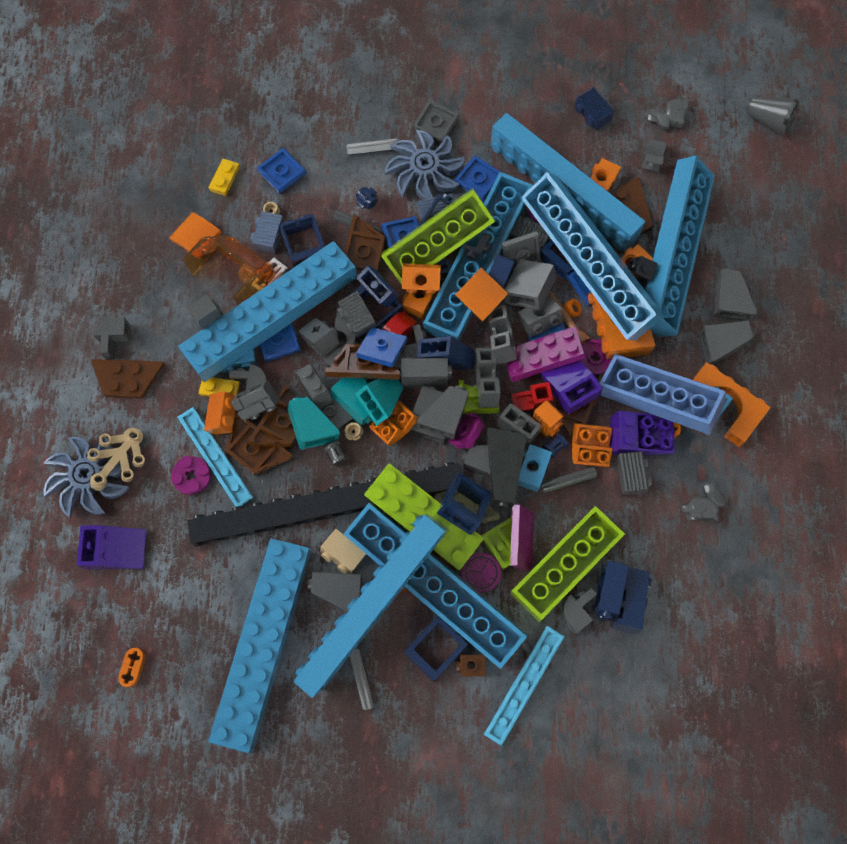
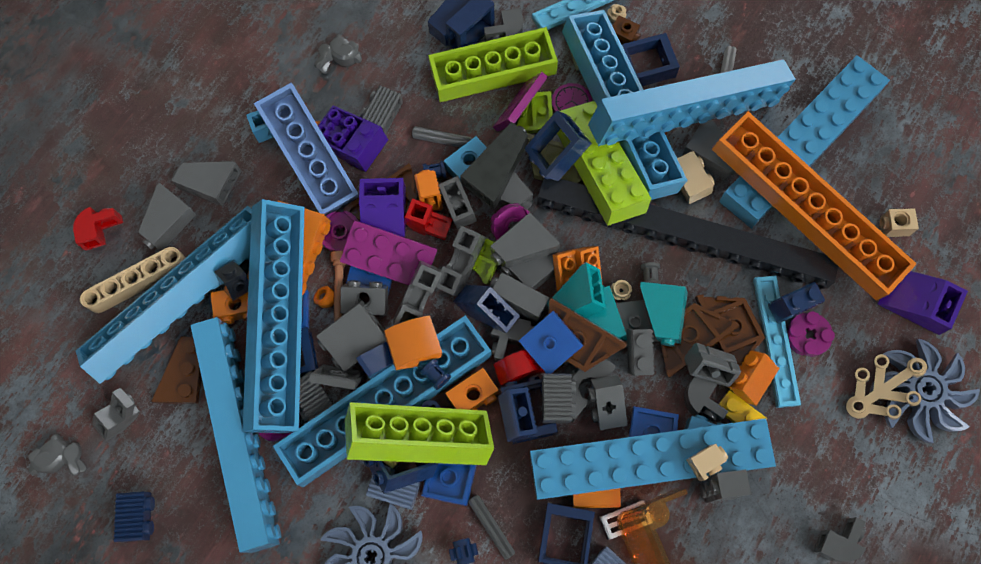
camera: 150 degrees left, 0 degrees up
(126, 377) = (842, 485): reddish brown wing -> none
(127, 666) = (938, 187): orange beam -> none
(144, 606) = (905, 217): none -> tan brick
(211, 488) = (796, 302): none -> dark blue brick
(227, 316) = (707, 461): none -> tan brick
(232, 563) = (814, 207): none -> orange brick
(364, 245) = (502, 488): reddish brown wing -> none
(411, 271) = (463, 399): orange brick -> none
(444, 281) = (436, 374): none -> dark blue bush
(477, 175) = (321, 504): blue plate -> none
(482, 248) = (379, 393): black bracket -> none
(491, 682) = (612, 12): none -> tan plate
(591, 445) = (401, 152): orange slope -> none
(607, 172) = (179, 420): orange brick -> none
(720, 236) = (123, 281): none -> tan beam
(749, 408) = (235, 105): orange arch -> none
(781, 261) = (89, 226): none -> red brick

